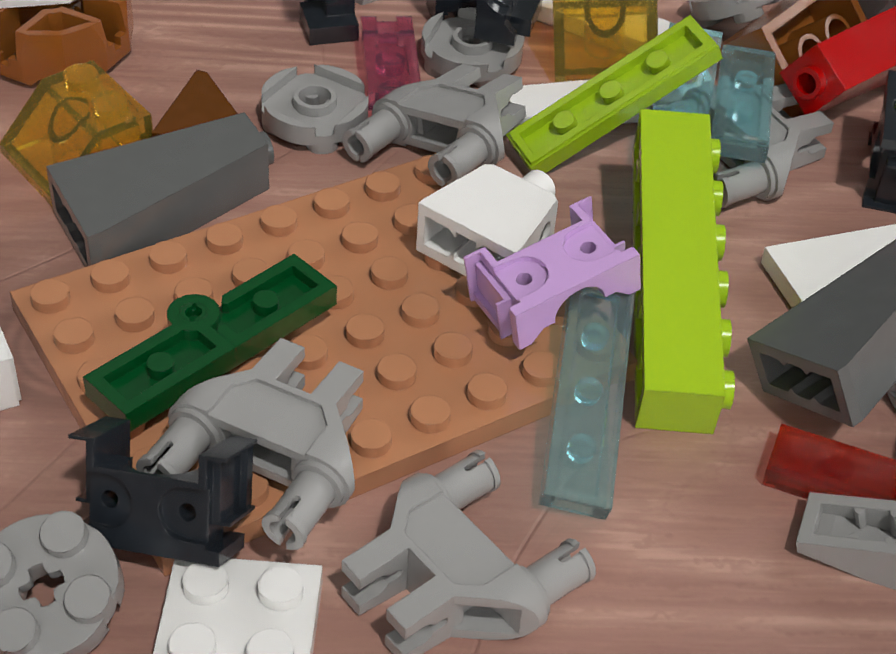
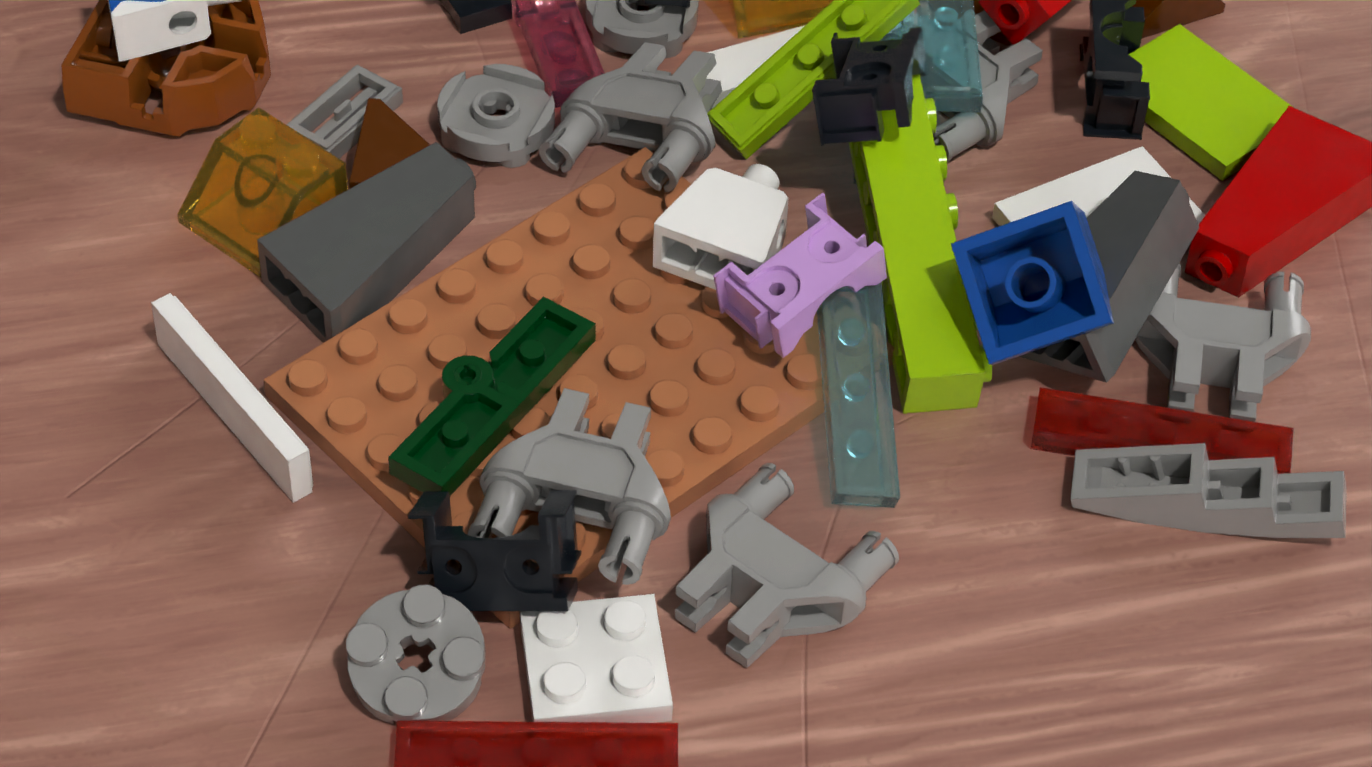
camera: 10 degrees left, 5 degrees up
(161, 88) = (344, 127): none -> light grey tile
(637, 124) = (868, 81): none -> black piece
(790, 309) = (1034, 282): none -> blue slope

